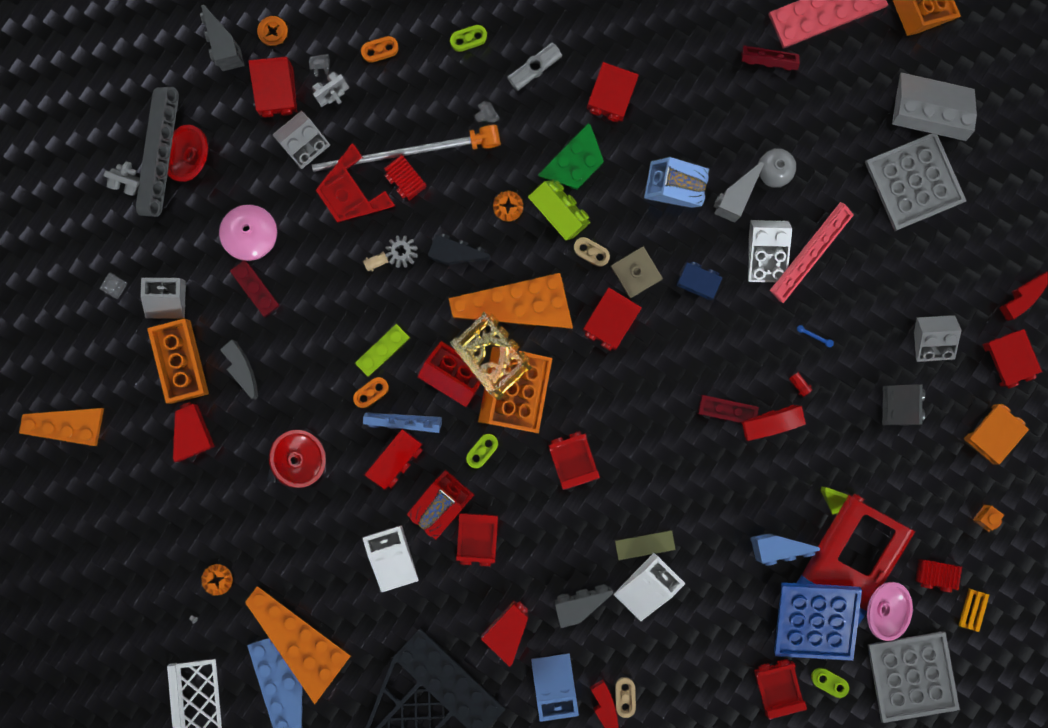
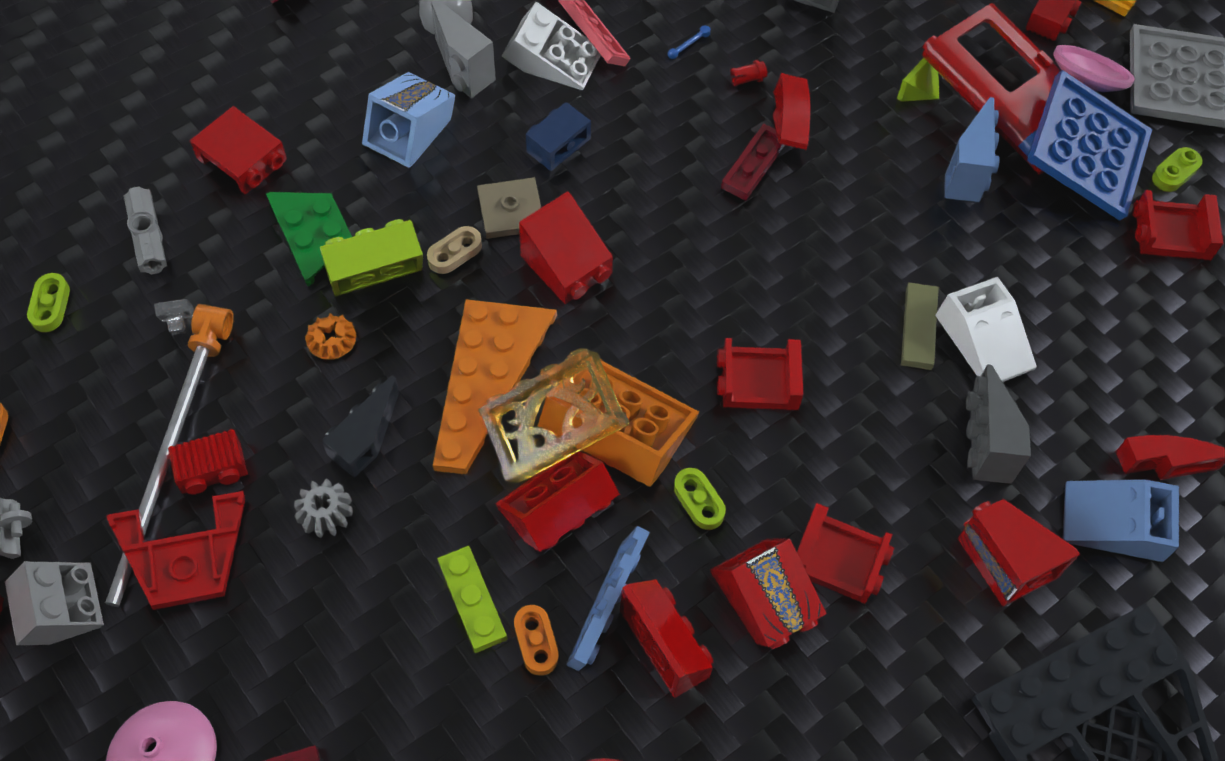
camera: 70 degrees left, 25 degrees down
(375, 261) = (319, 561): tan pin -> none
(390, 558) = (834, 704): white slope -> none
(625, 696) = (1151, 421): tan plate -> none

